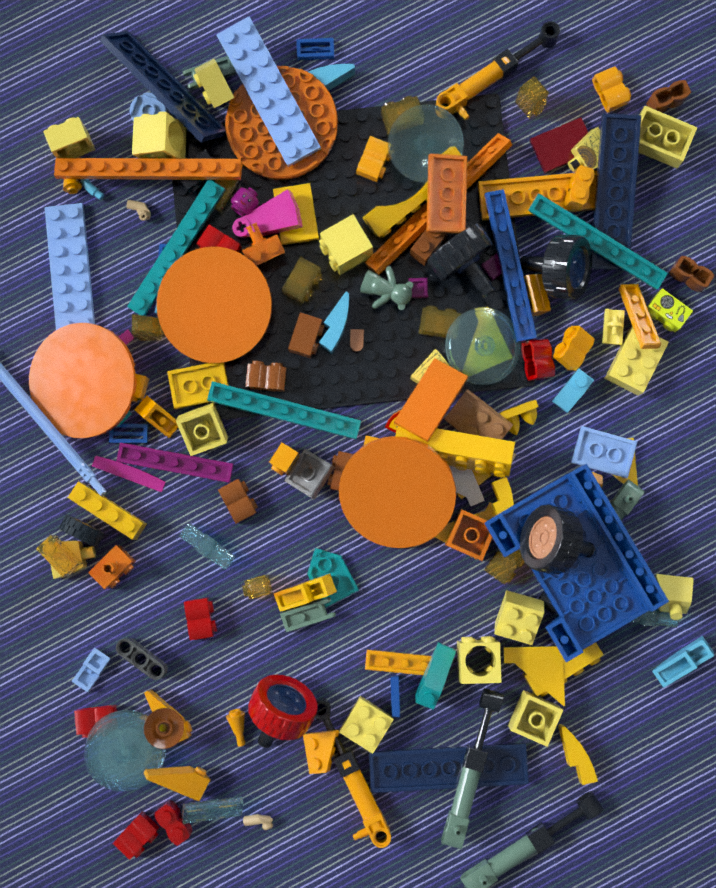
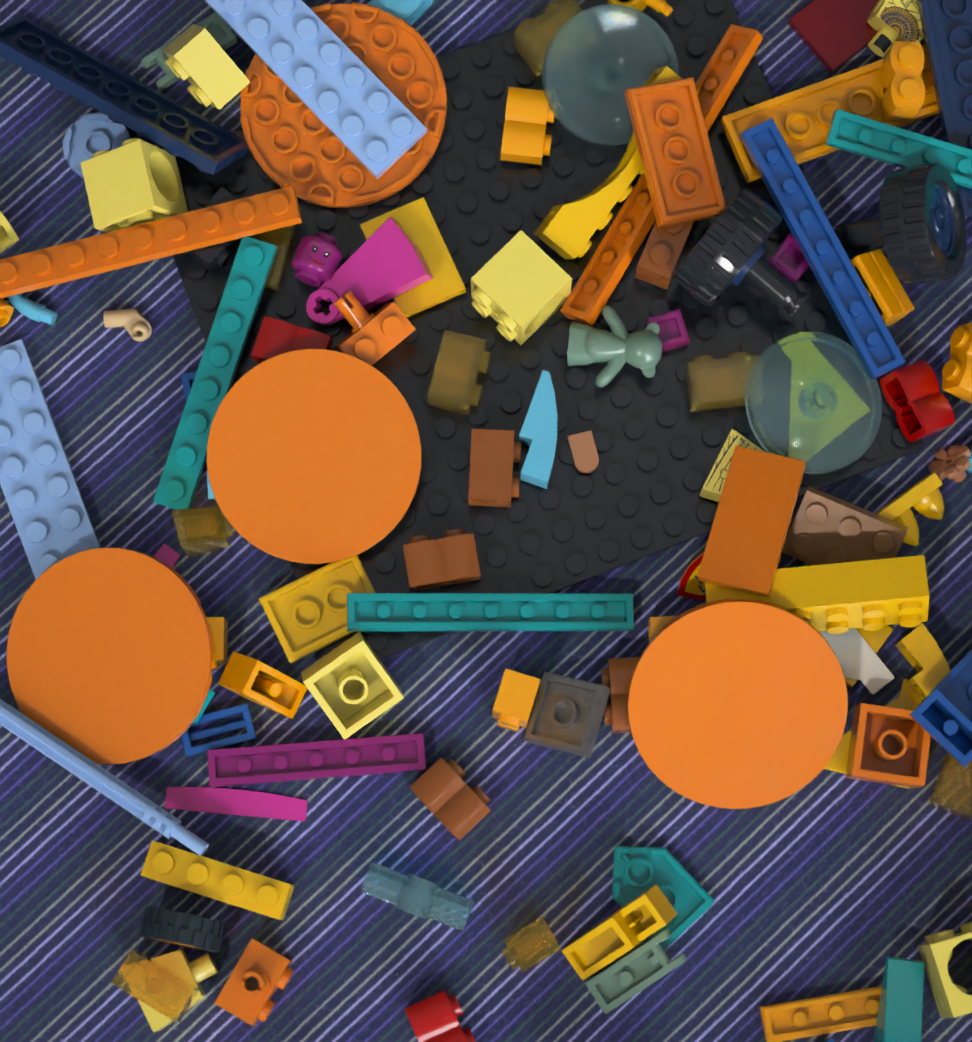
camera: 15 degrees left, 5 degrees down
(546, 397) = (951, 463): none -> nougat plant

